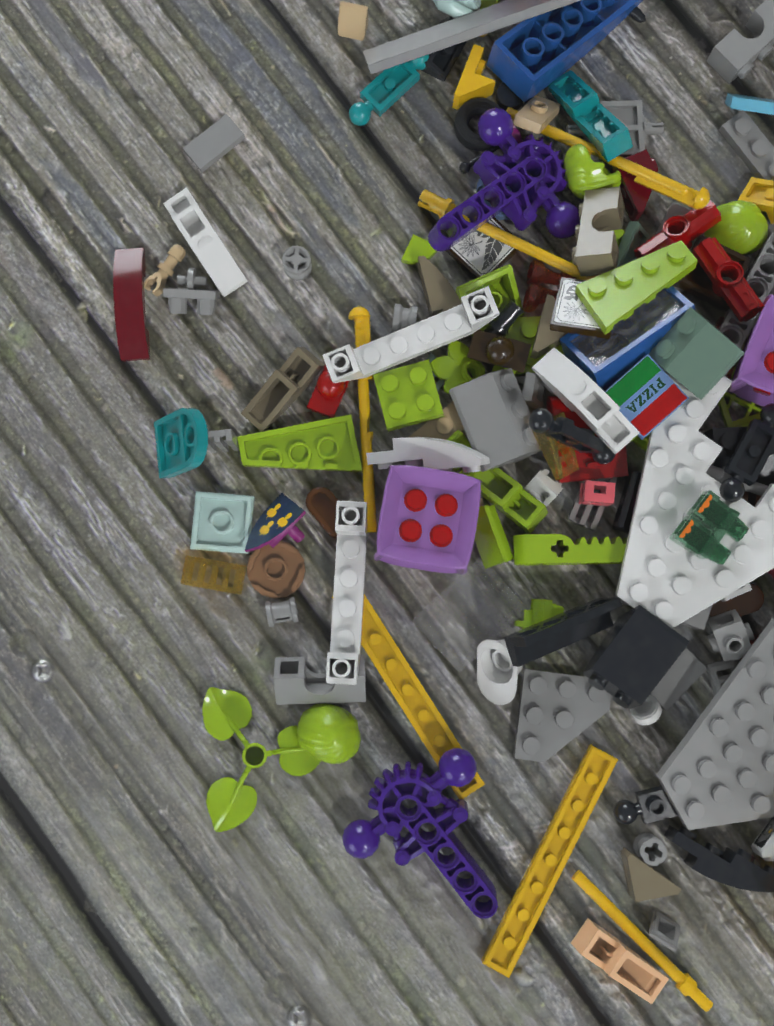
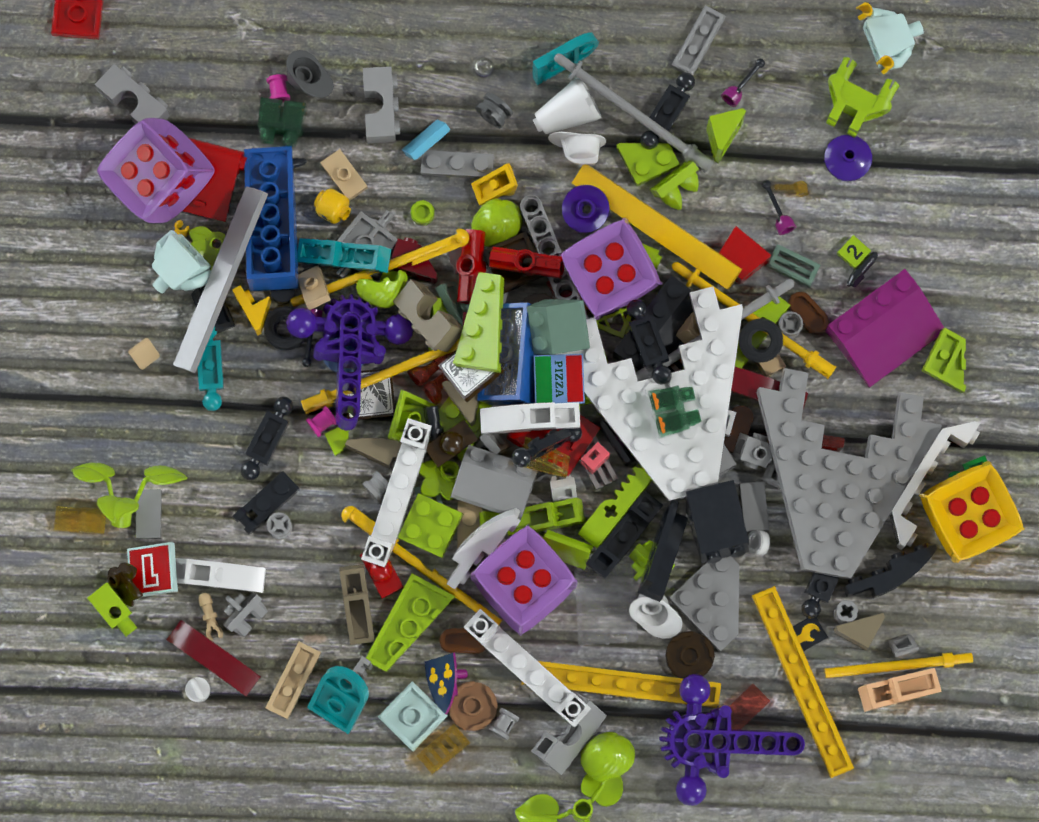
camera: 50 degrees left, 5 degrees down
(92, 313) = (197, 689): none -> white tile
(100, 174) = (104, 600): none -> lime torso
(133, 163) = (121, 580): none -> dark brown plate
(159, 88) = (79, 520): none -> clear yellow slope
(164, 184) = (155, 568): none -> red tile
(167, 389) = (293, 680): none -> tan plate
(183, 90) = (120, 509): none -> lime plant
(312, 235) = (266, 502): none -> black plate
(366, 188) = (267, 438): none -> black plate
(420, 221) = (321, 421): none -> dark pink bush
(484, 826) = (747, 706): none -> clear red tile
(486, 732) = (689, 654): none -> dark brown tile
(547, 579) = (624, 535): none -> black slope
(601, 827) = (809, 633): none -> black sticker
(624, 72) = (332, 206): none -> yellow head
(660, 62) = (344, 175): none -> tan plate
(686, 158) = (422, 213): none -> lime tile

